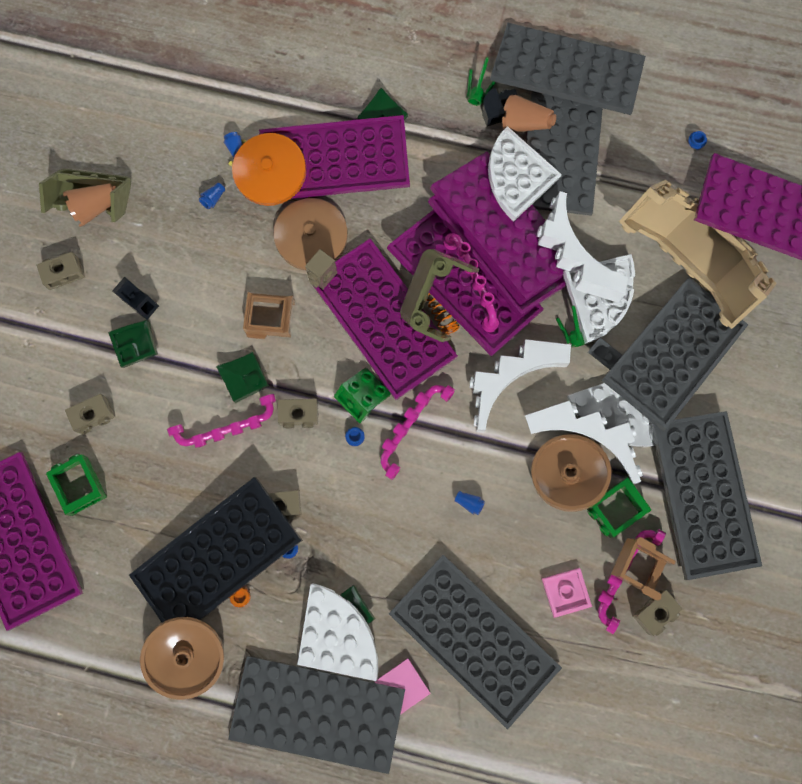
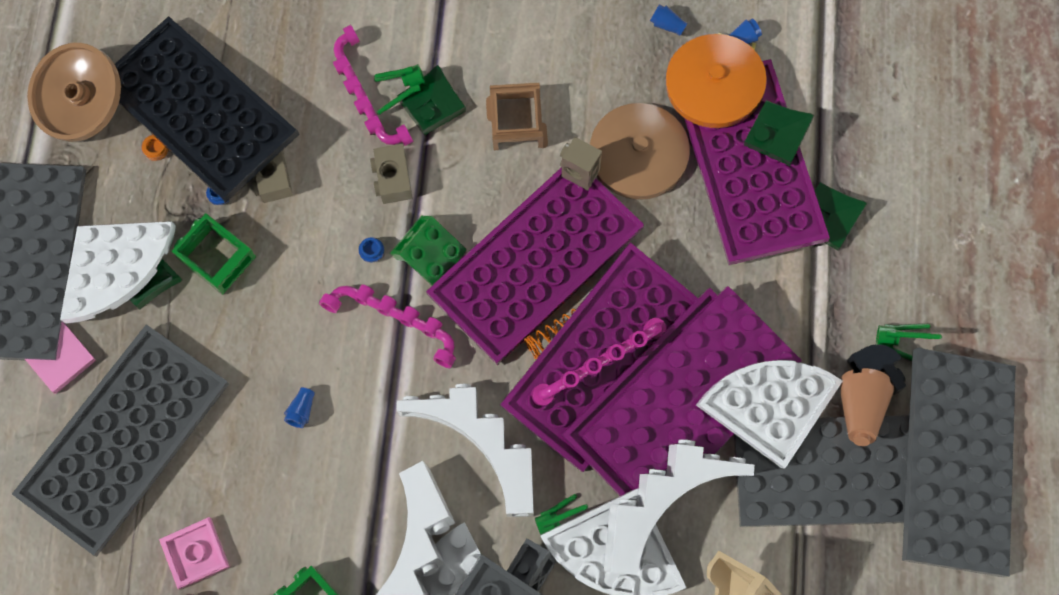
camera: 85 degrees right, 5 degrees down
(222, 386) = (411, 76): none -> green plant
(317, 565) = (233, 267): none -> green window
(319, 132) = (778, 132): none -> dark green plate
(430, 265) = (597, 298): olive windscreen -> none
(571, 472) = (352, 535): medium nougat dish -> none

